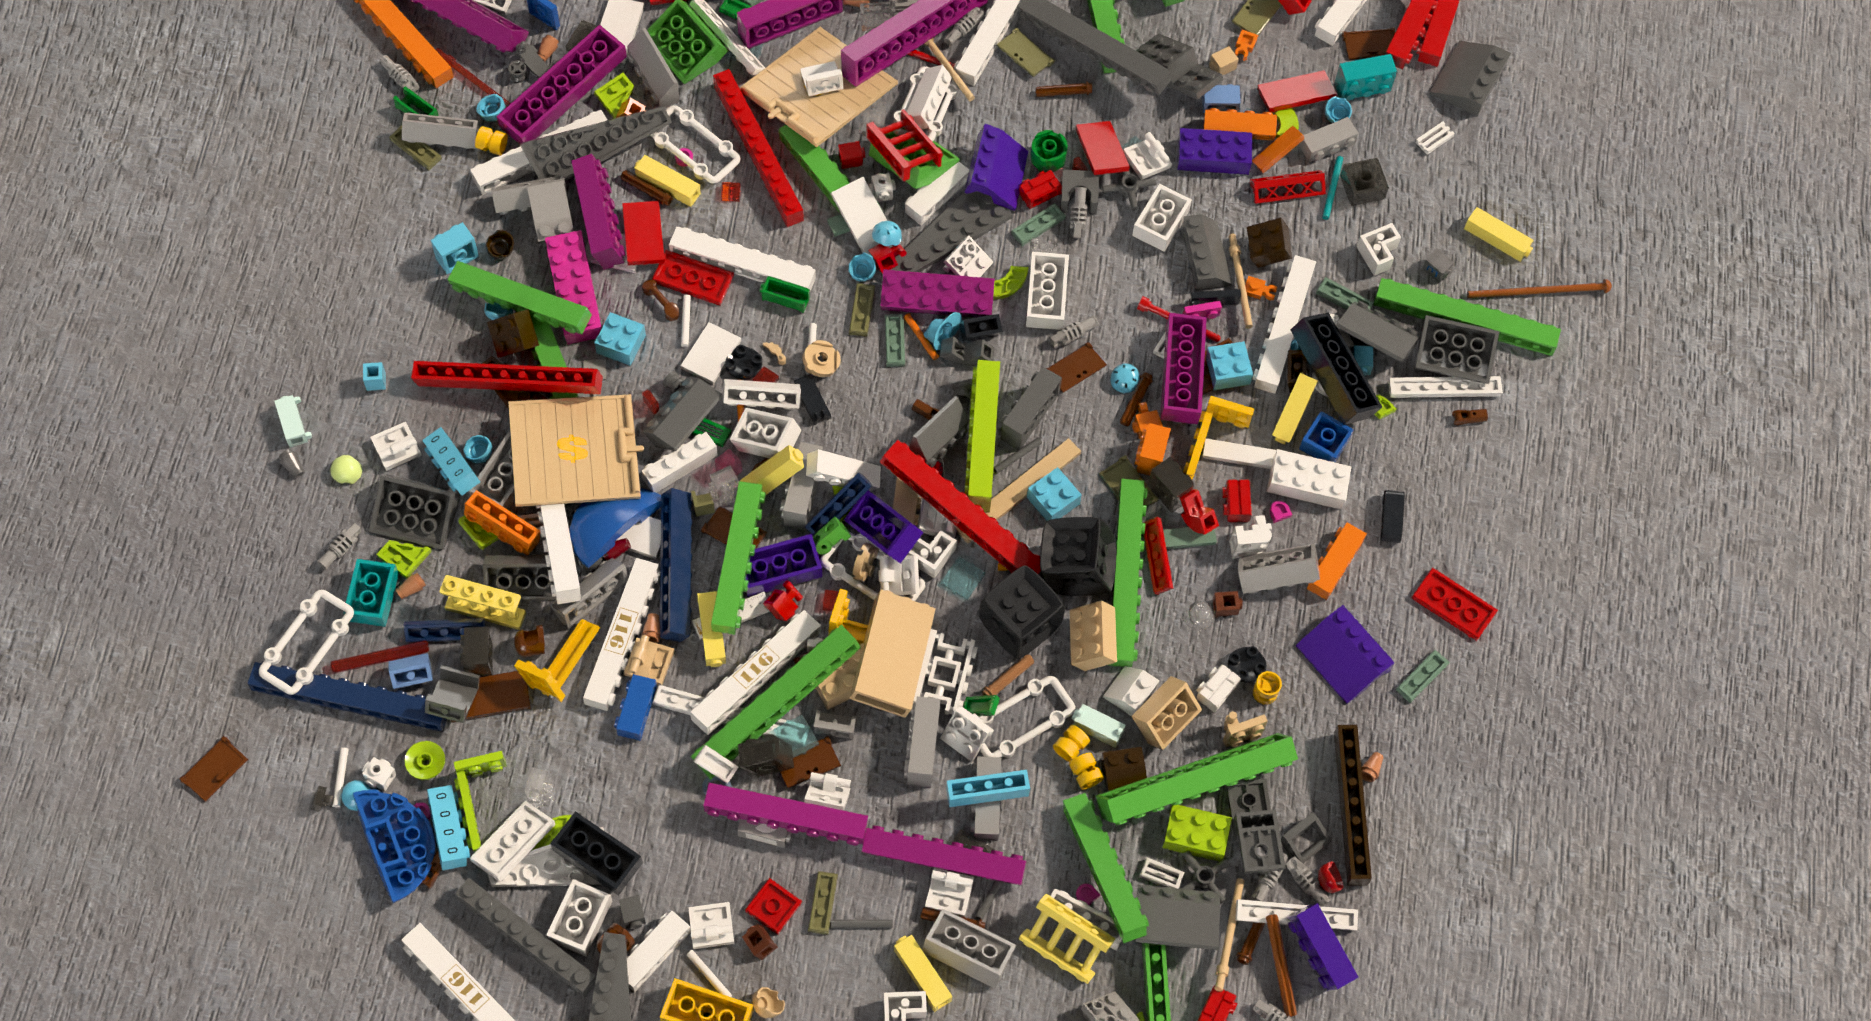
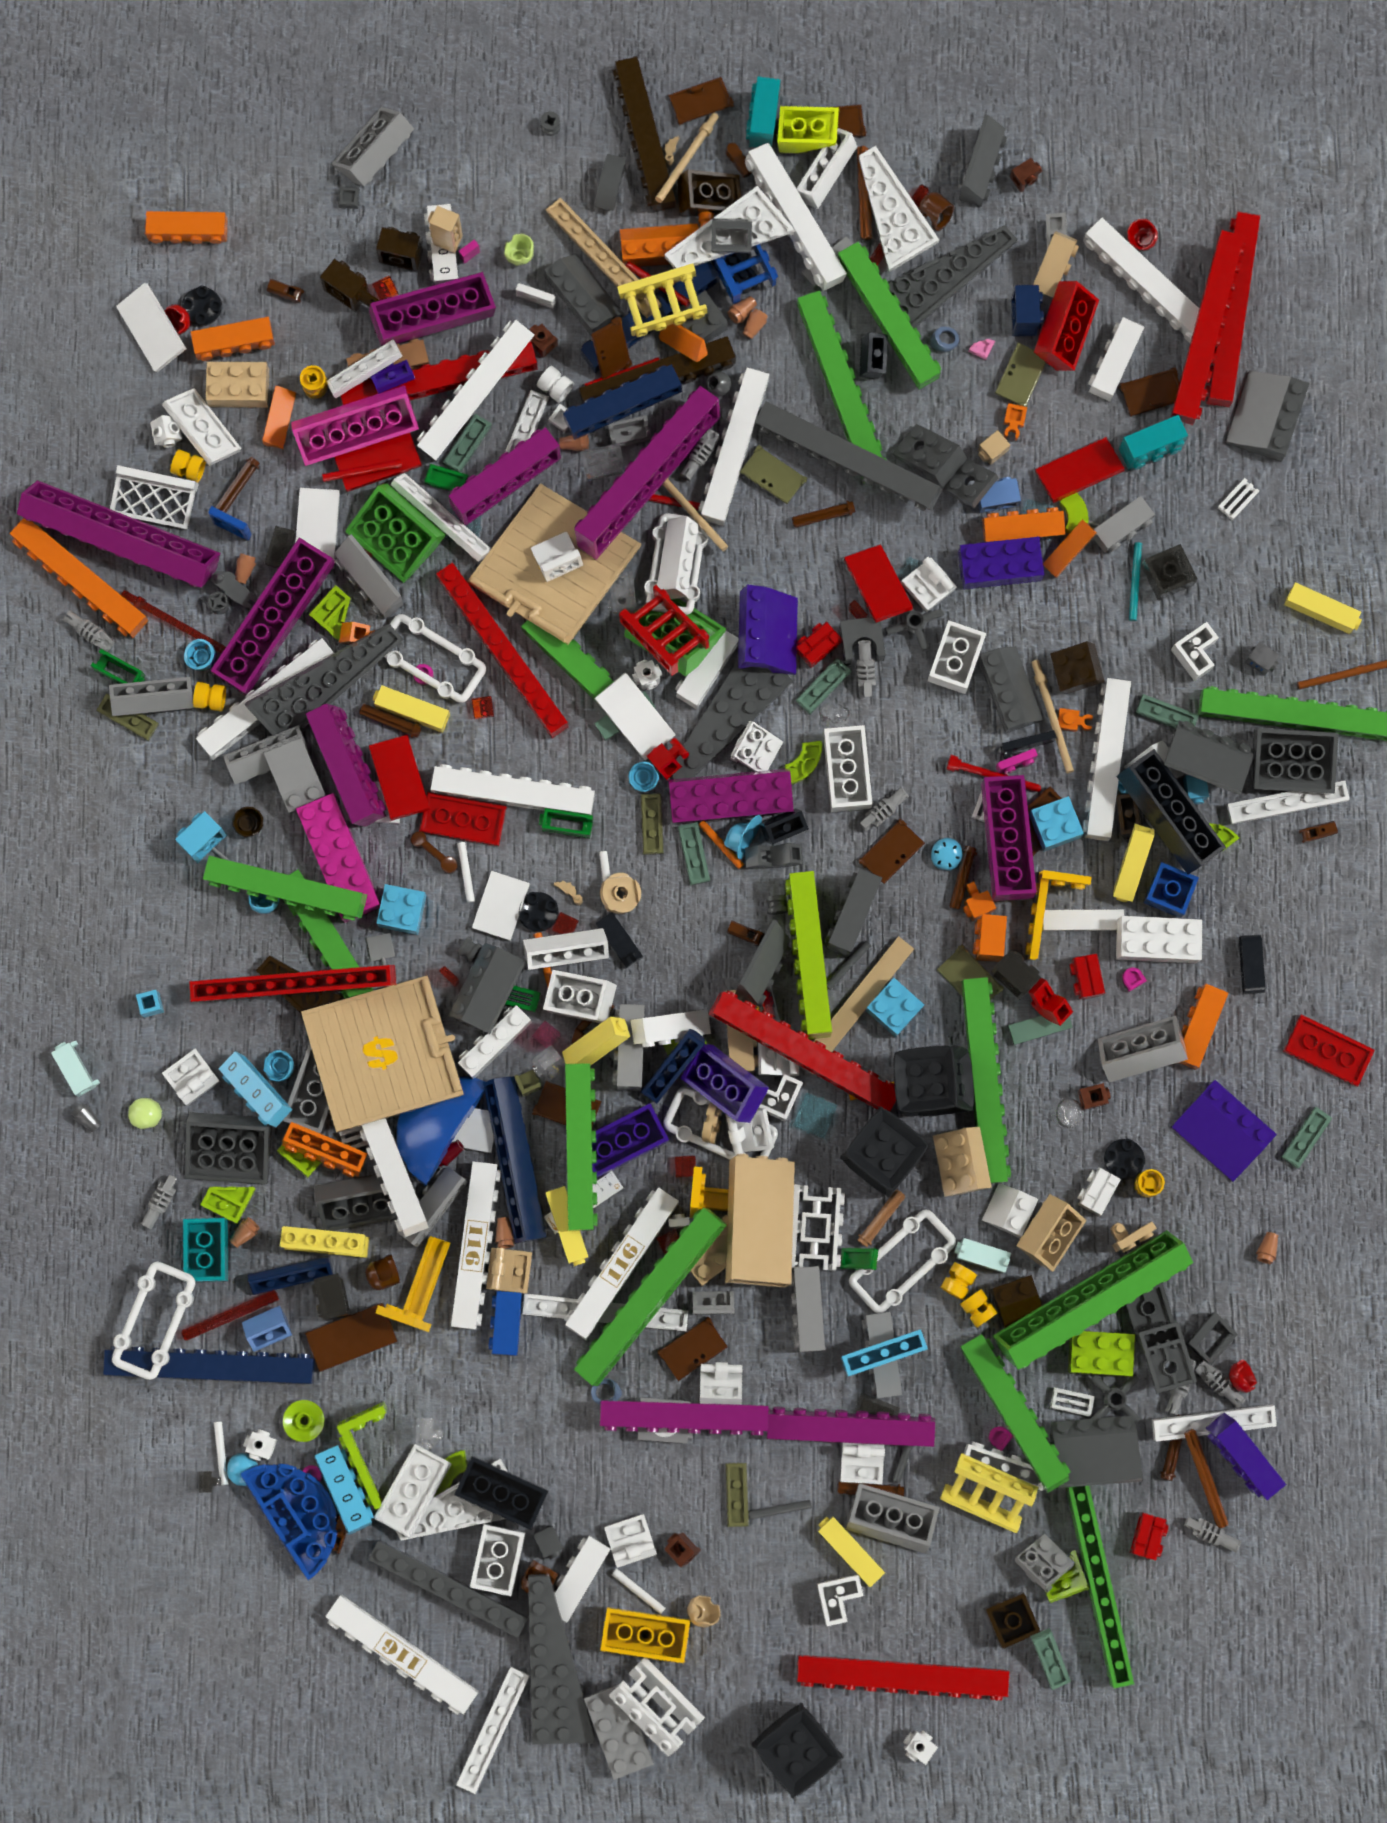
camera: 10 degrees left, 15 degrees up
(213, 767) = (88, 1470): reddish brown door -> none
(453, 694) = (317, 1349): dark grey panel -> none
(512, 333) = (287, 930): dark brown brick -> none
(715, 764) = (602, 1376): white tile -> none
(765, 755) = (651, 1355): clear smoke brick -> none
(773, 906) = (688, 1507): red tile -> none
(781, 602) = (633, 1182): red brick -> none
(797, 734) = (676, 1325): clear light blue piece -> none
(830, 535) = (670, 1099): bright green leg -> none
(851, 154) = (605, 640): red brick -> none
(887, 233) = (661, 730): medium azure helmet -> none
(966, 733) = (850, 1290): white plate -> none
(1048, 151) = (817, 608): green brick -> none
(1157, 556) = (1013, 1055): red tile -> none
(1223, 969) = (1149, 1495): tan bar -> none
(1251, 541) = (1113, 1020): white hips -> none
(1288, 179) = (1085, 583): red fence -> none
(1337, 109) = (1128, 487): medium azure hair -> none
(1352, 805) = (1254, 1295): dark brown brick -> none

